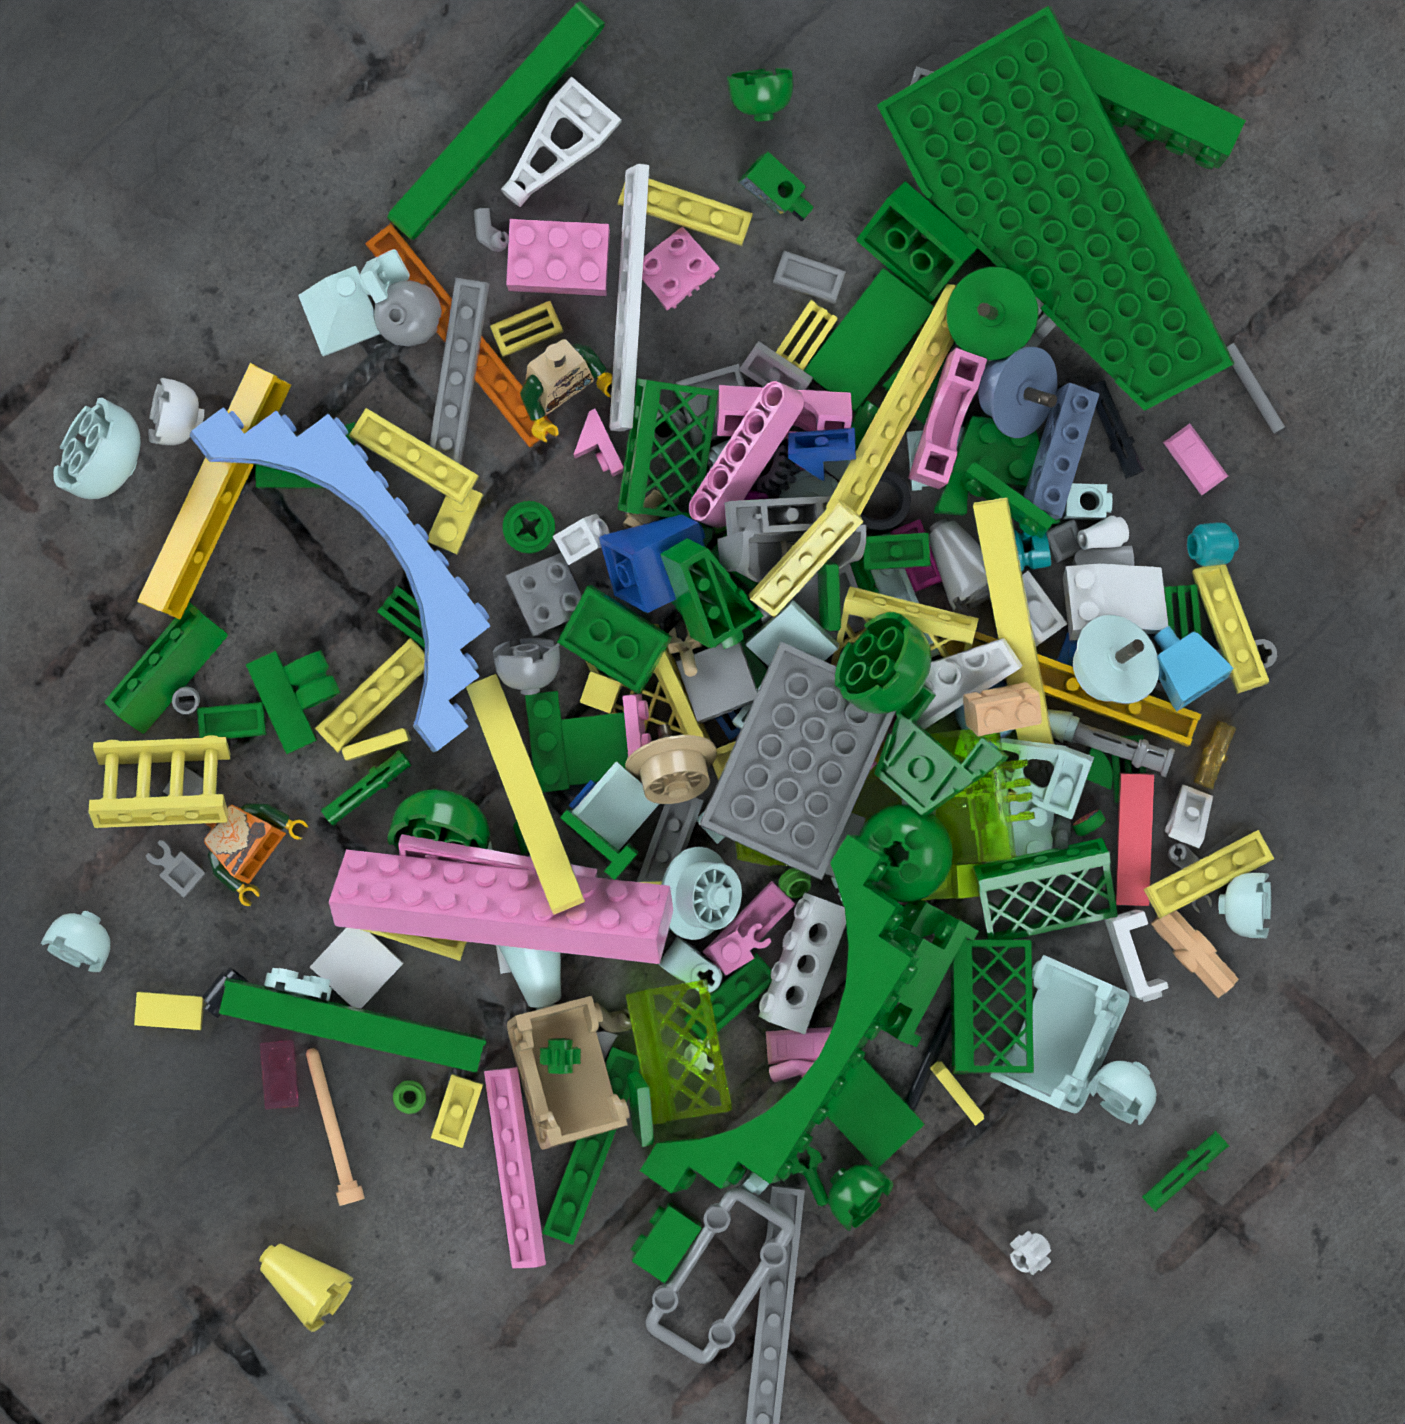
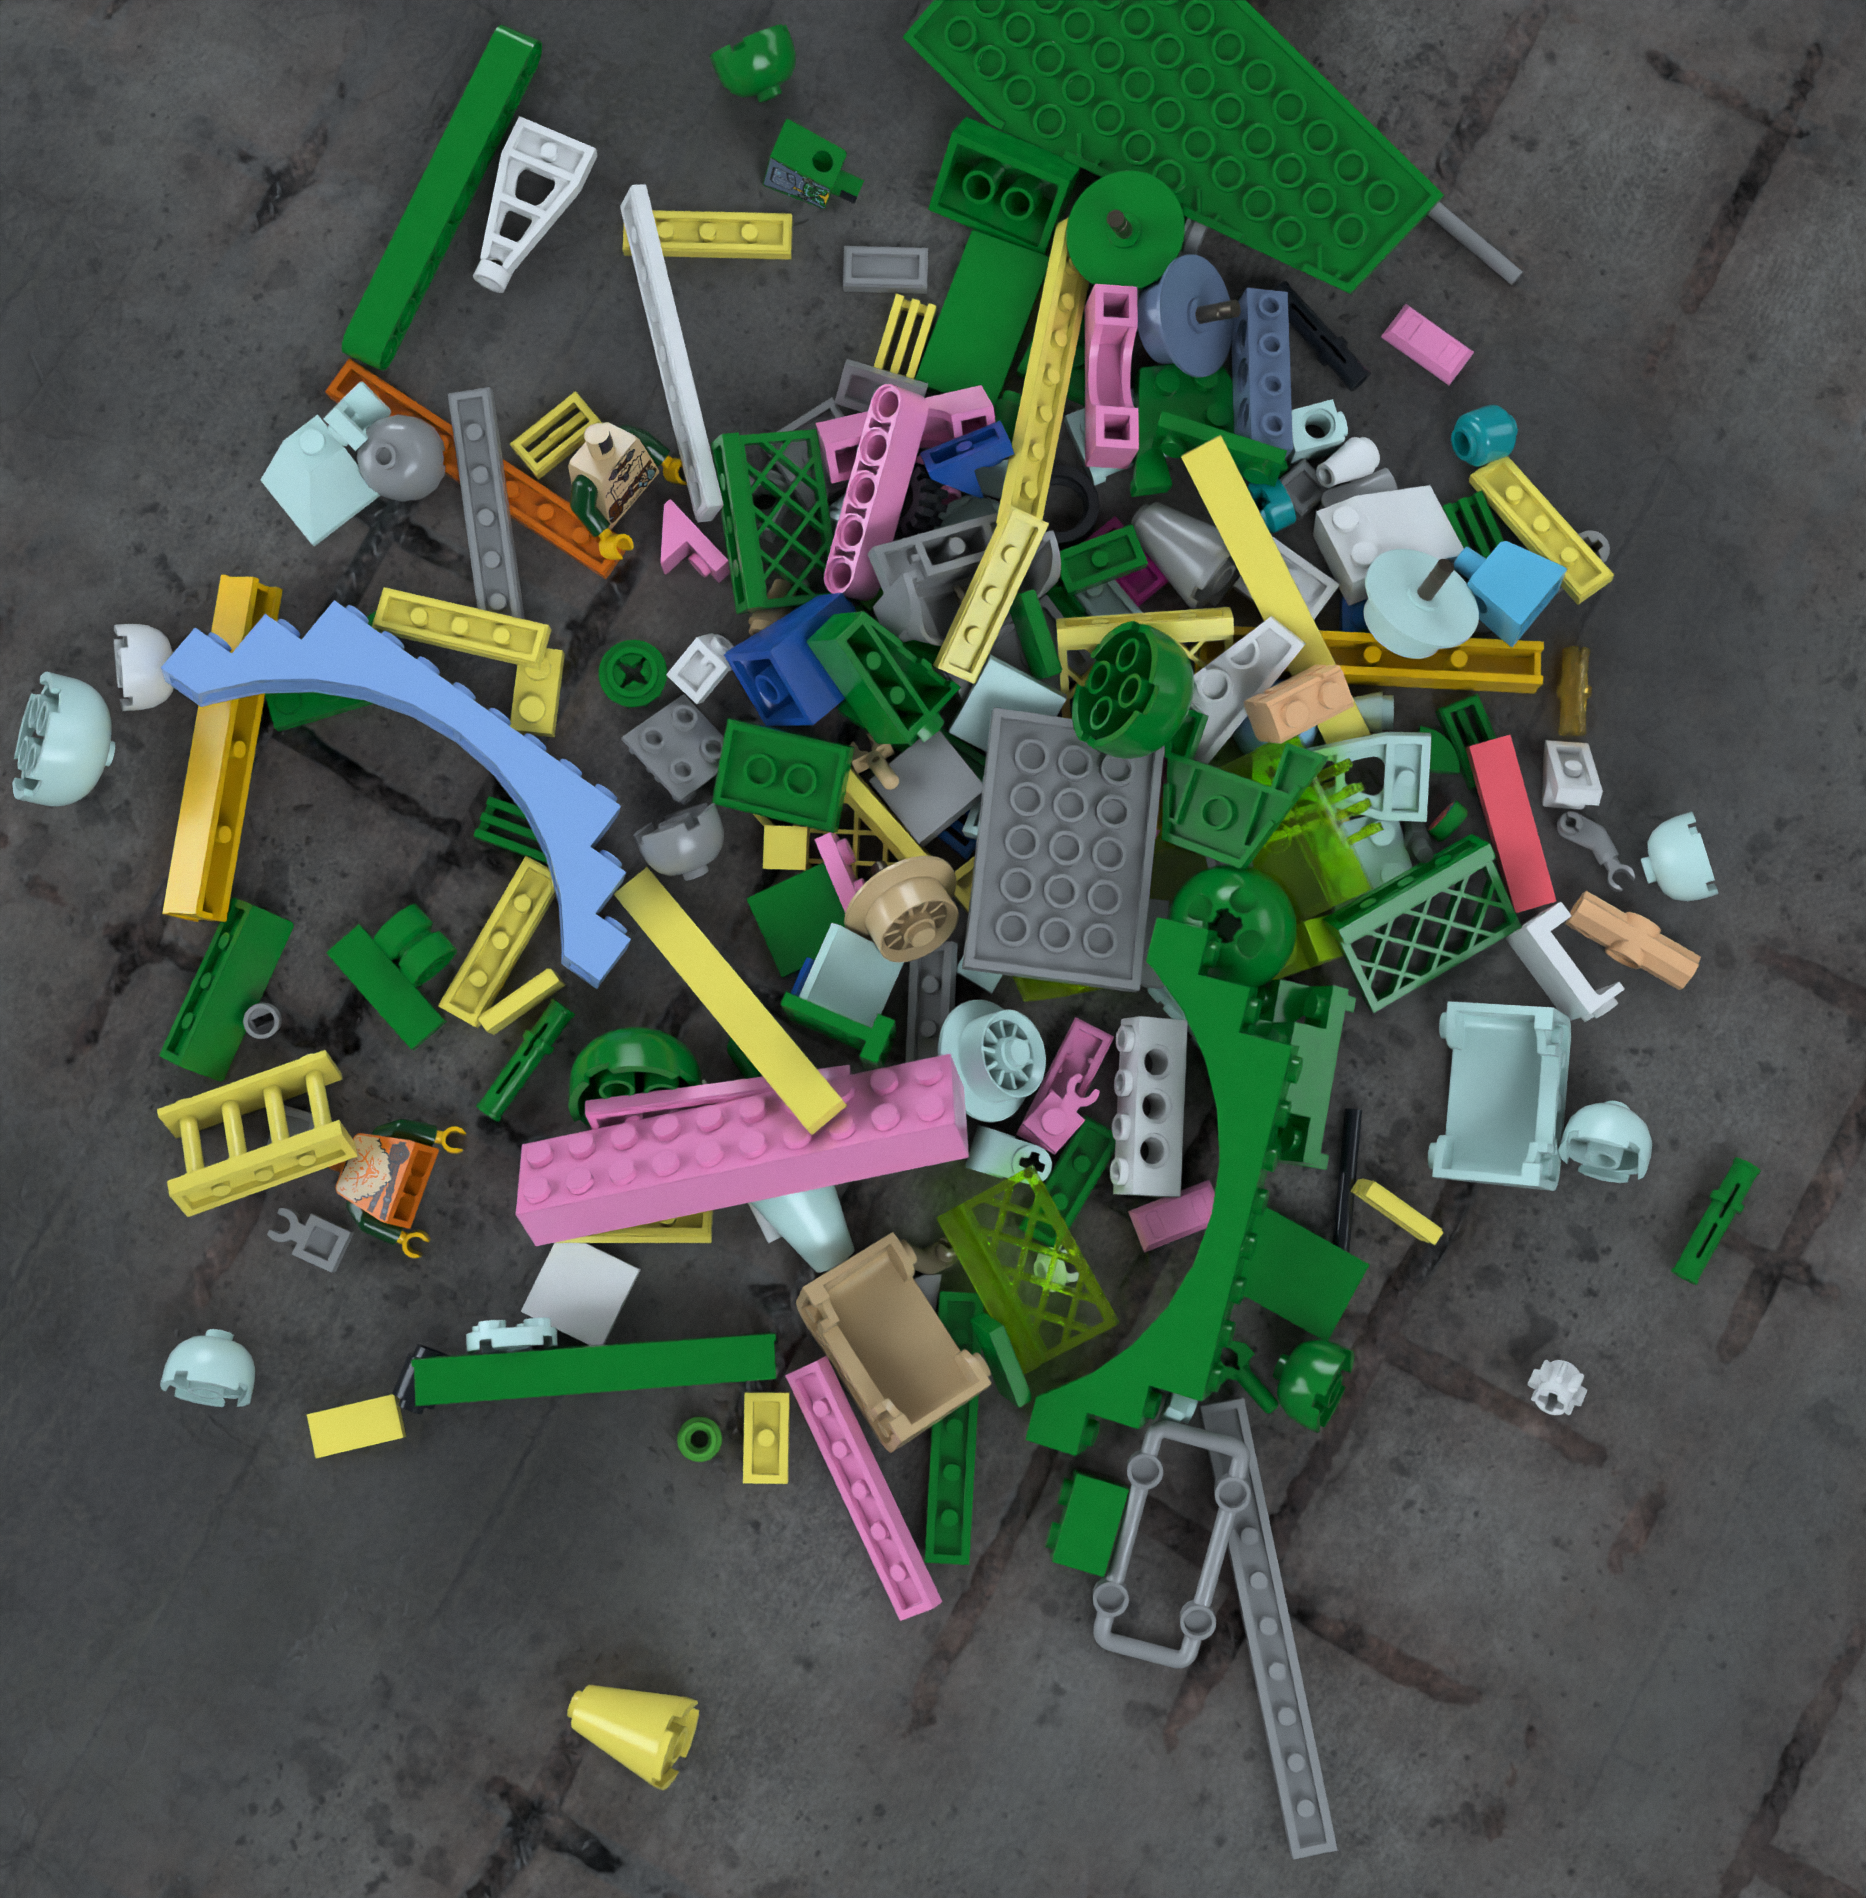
camera: 20 degrees left, 5 degrees down
(232, 720) = (331, 1028): green tile -> none
(279, 1074) = (523, 1463): clear pink plate -> none
(348, 1189) = (656, 1584): light nougat piece -> none
(486, 233) = (472, 336): light grey arm -> none
(547, 740) = (737, 930): green plate -> none
(558, 257) = (568, 334): bright pink brick -> none
(560, 1055) = (877, 1322): green gear -> none
(677, 268) = (720, 306): bright pink hinge -> none
(789, 1069) = (1175, 1249): bright pink arm -> none
(795, 883) = (1105, 1010): bright green plate -> none
(962, 1007) = (1369, 1104): green fence -> none
(1140, 752) = (1482, 714): light grey pin -> none
(1208, 874) = (1618, 838): light yellow tile -> none

